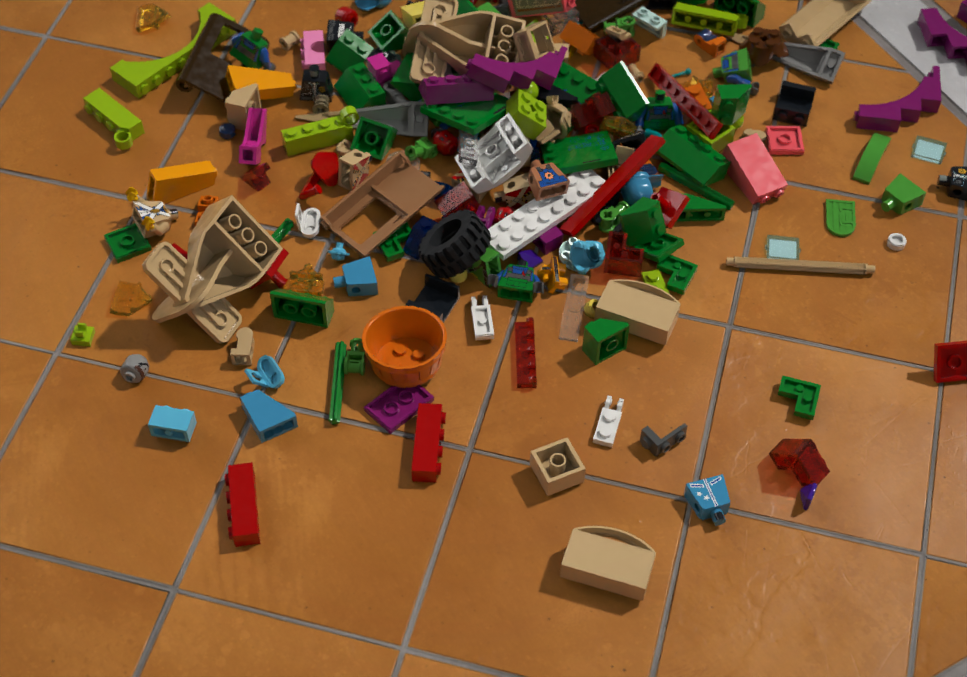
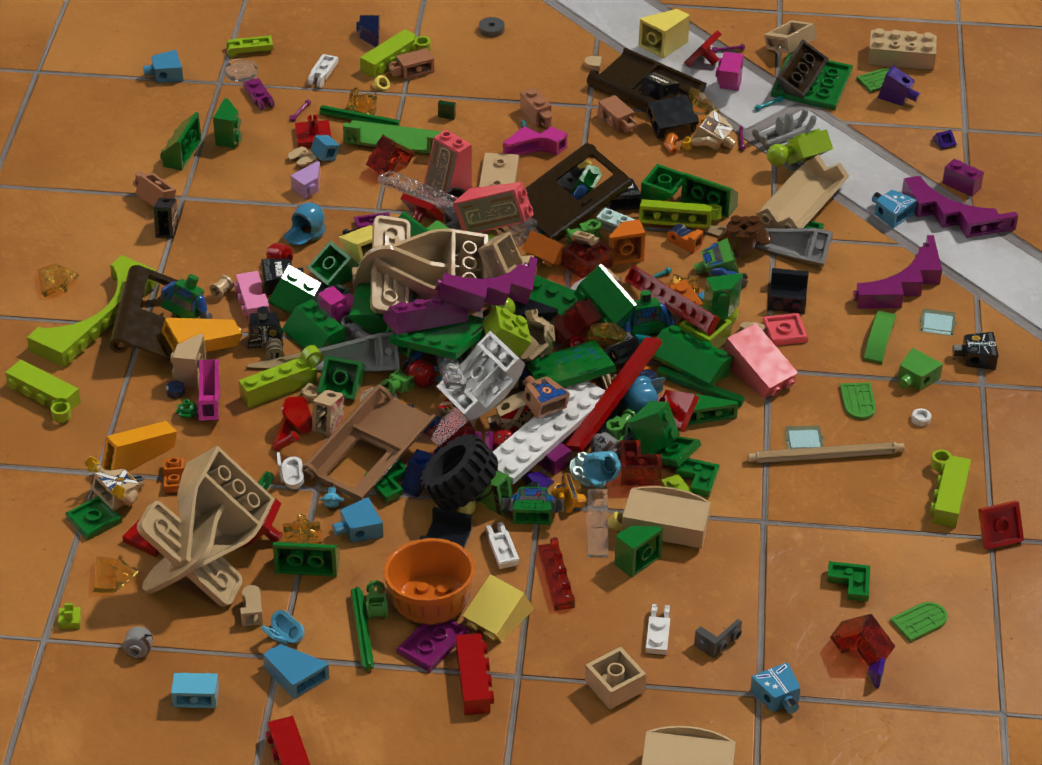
camera: 10 degrees left, 10 degrees down
(231, 151) = (187, 409): none -> green plant
(257, 177) = (221, 432): clear red slope -> none
(462, 382) = (497, 609): none -> light yellow slope
(596, 232) = (604, 442): none -> light grey head
(623, 153) = (619, 360): tan tile -> none
(655, 41) = (628, 242): none -> orange slope
(859, 446) = (920, 620): none -> bright green window
(907, 35) = (894, 207): none -> dark azure torso
(913, 315) = (952, 487): none -> lime hinge

